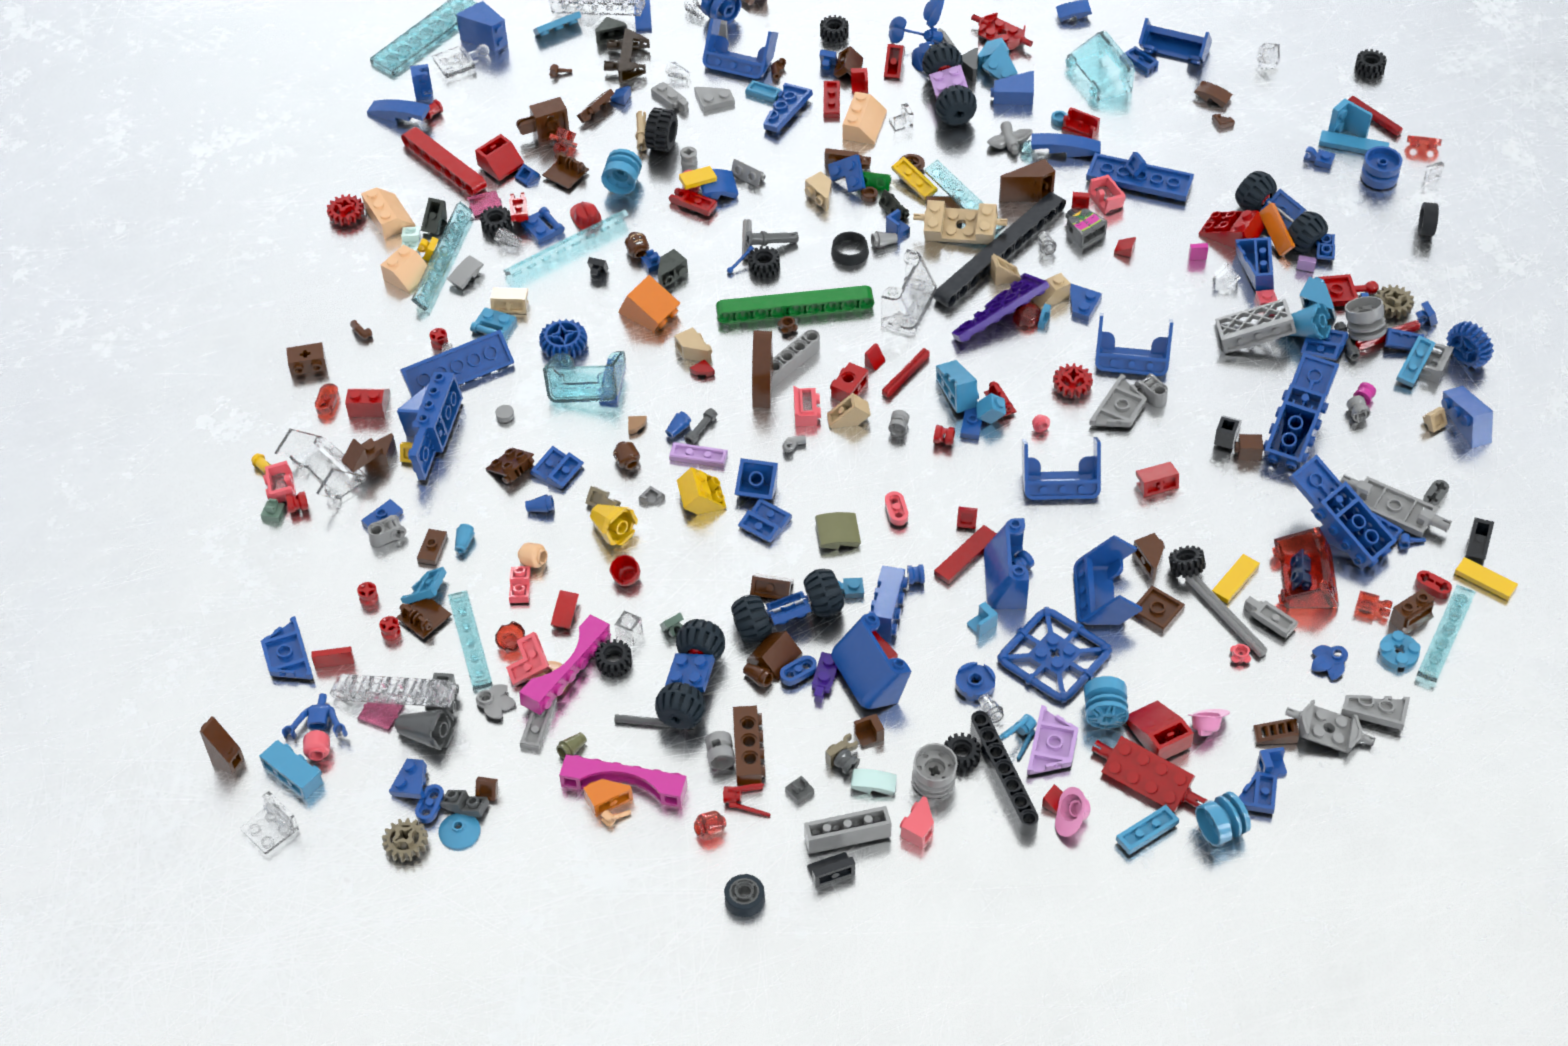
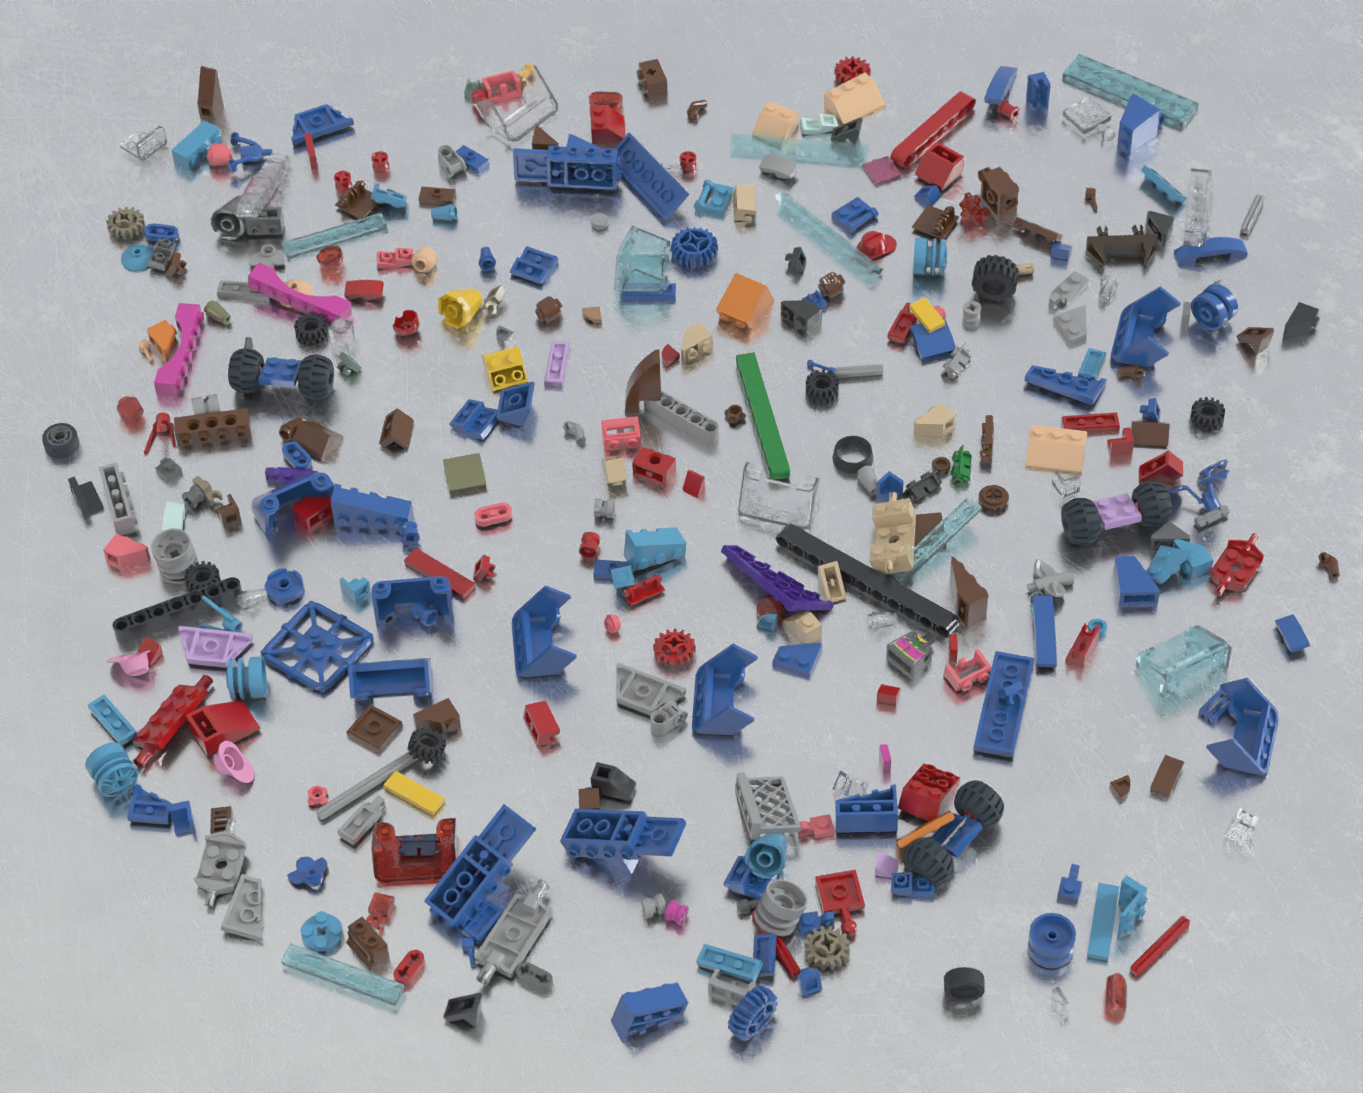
camera: 85 degrees right, 0 degrees up
(361, 454) = (527, 126): reddish brown slope -> none
(410, 780) = (185, 217): blue wing -> none
(427, 247) = (806, 133): yellow tile -> none
(495, 214) = (853, 186): black tyre -> none
(508, 238) = (830, 189): clear cone -> none
(512, 464) = (534, 233): reddish brown hinge -> none
(518, 208) = (872, 190): hinge -> none
(533, 661) = (299, 272): coral plate -> none
(678, 424) = (592, 343): blue cone -> none
(708, 416) = (606, 365): dark grey bar -> none
(764, 238) = (850, 379): dark grey pin -> none
(822, 593) = (371, 454): black plate -> none
(851, 170) = (965, 434): blue plate -> none
(852, 587) = (396, 487): dark azure plate -> none
(905, 372) = (677, 512): red axle -> none
(914, 178) = (974, 491): yellow tile -> none
(1316, 292) = (805, 861): dark azure slope -> none
(1377, 65) = (1253, 952): black tyre -> none
(1435, 419) = (642, 978): tan tile -> none
(1486, 578) = (418, 1018): yellow tile -> none

